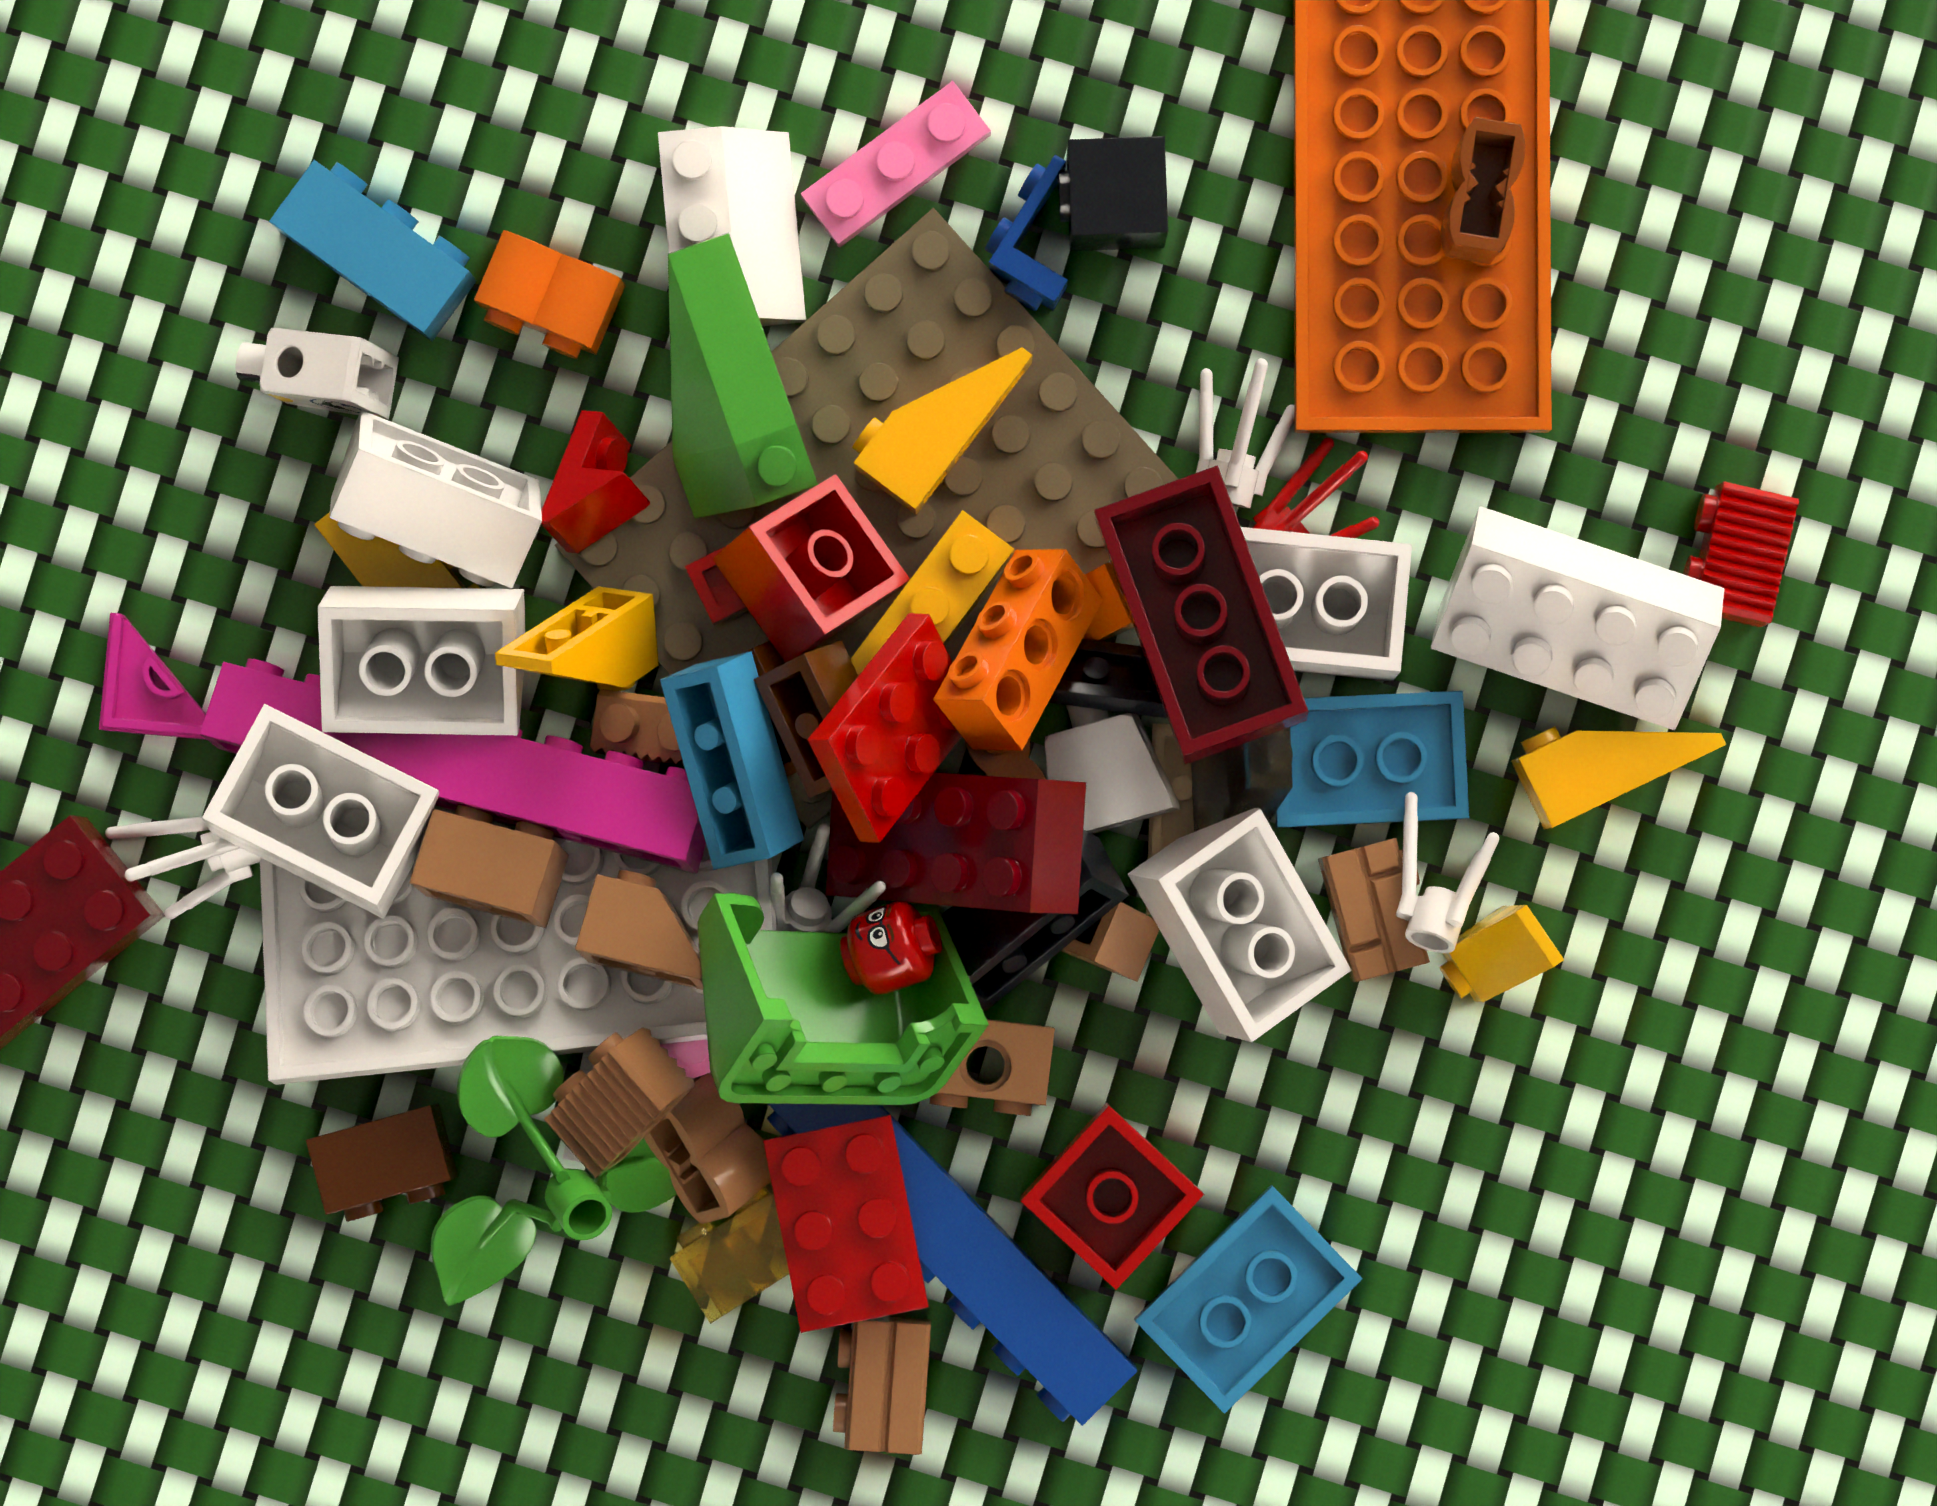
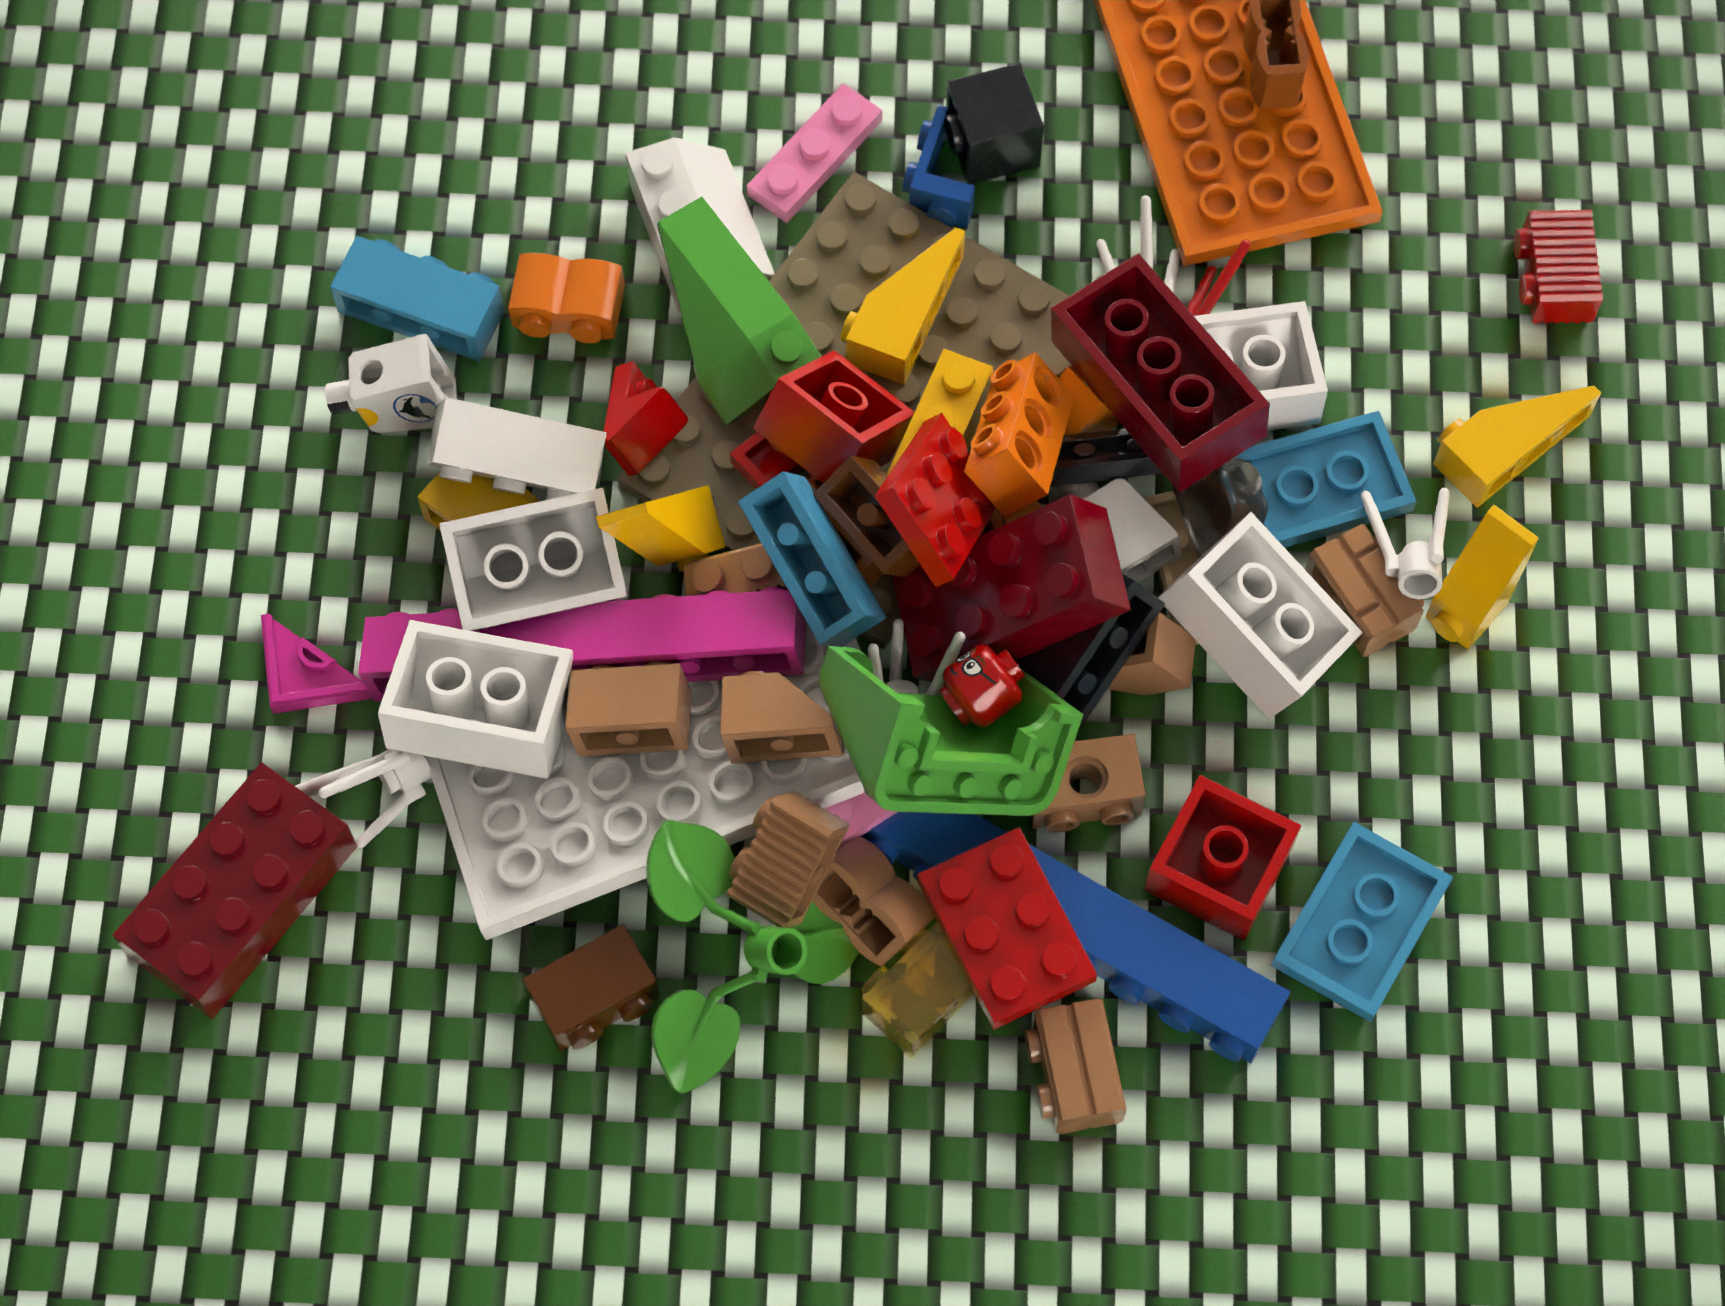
camera: 20 degrees left, 20 degrees down
(1578, 618) = (1452, 328): white brick -> none

